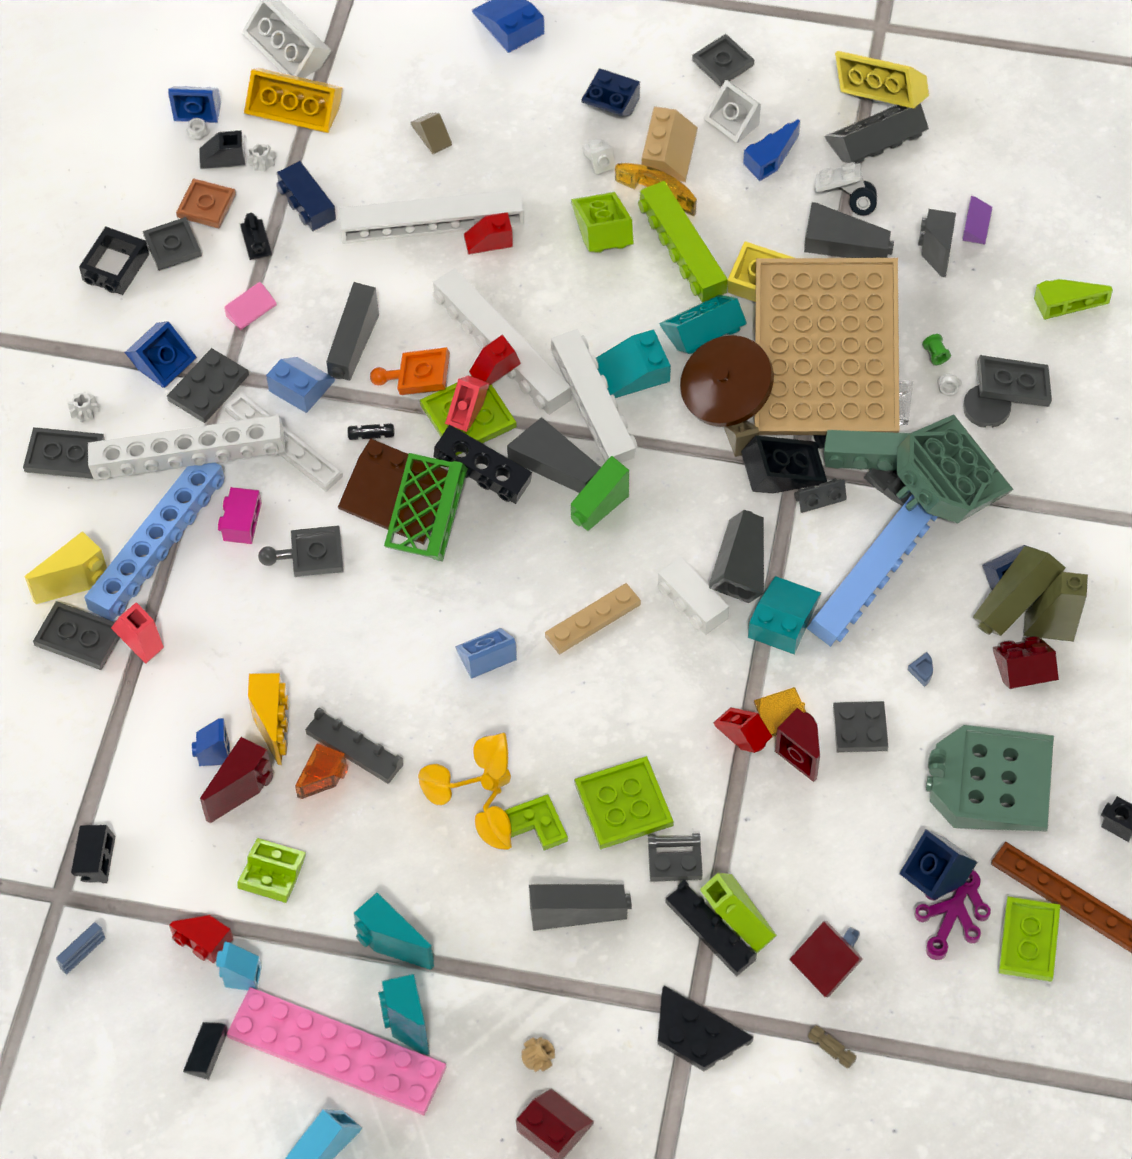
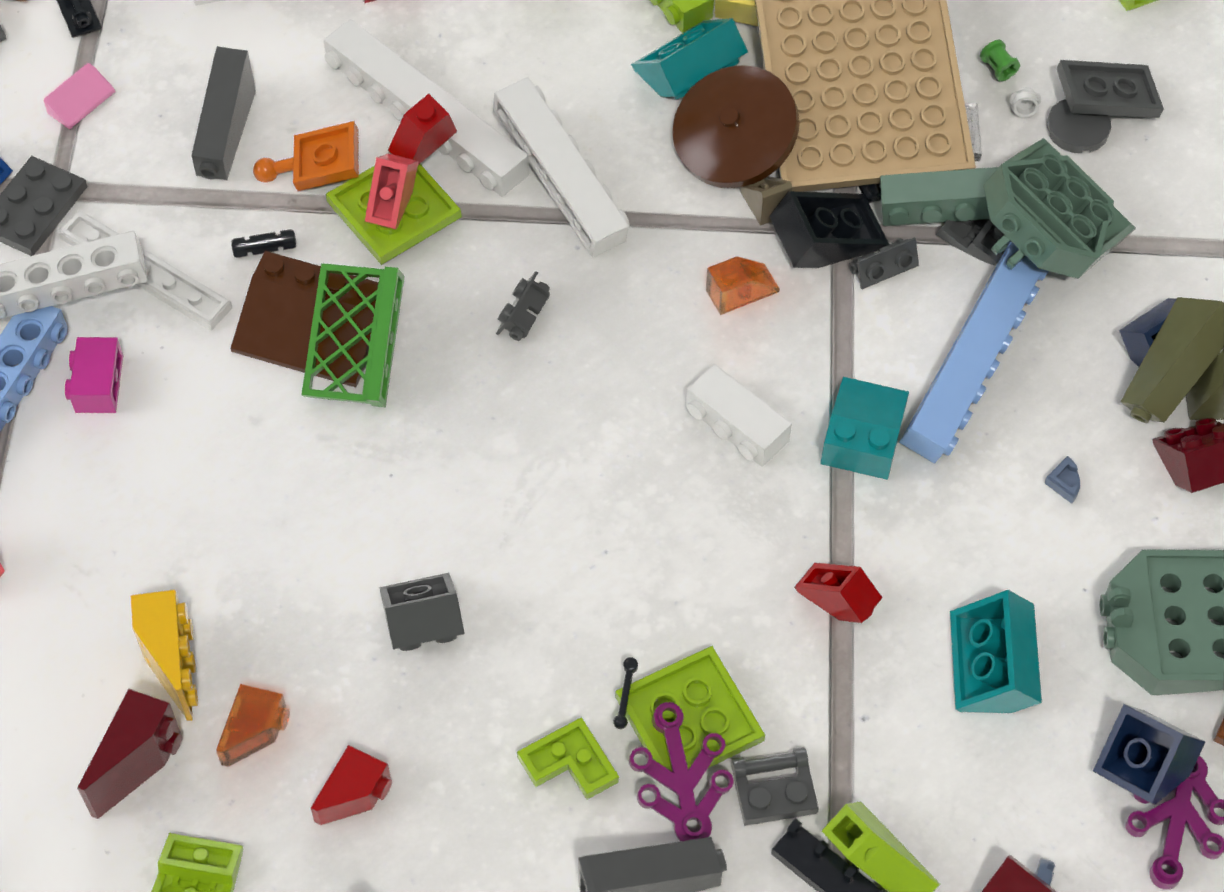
camera: 10 degrees left, 0 degrees up
(212, 744) = (88, 703): blue slope -> none
(298, 382) = (155, 189): medium blue slope -> none
(313, 551) = (202, 413): dark grey plate -> none
(355, 746) = (294, 680): dark grey hinge -> none
(384, 822) = (352, 787): none -> red slope
(448, 709) = (422, 612): none -> dark grey slope
(478, 453) = (443, 268): black brick -> none
(487, 652) = (466, 525): medium blue slope -> none
(492, 756) = (493, 671): yellow plant -> none
(552, 456) = (516, 248): dark grey slope -> none
(557, 492) = (516, 317): none -> dark grey hinge
(587, 763) = (630, 666): none -> black hinge
(592, 618) = (604, 462): tan plate -> none
(601, 494) = (591, 292): bright green slope -> none
(610, 844) = (681, 779): none -> magenta plant
(634, 364) = (610, 118): teal slope -> none
(711, 499) = (738, 283): none -> clear orange slope
(741, 558) = (796, 358): dark grey slope -> none
(777, 707) = (887, 559): clear yellow piece -> none
(799, 743) = (925, 603): dark red slope -> none
(846, 786) = (995, 655): none -> teal slope
(860, 726) = (997, 564): dark grey plate -> none

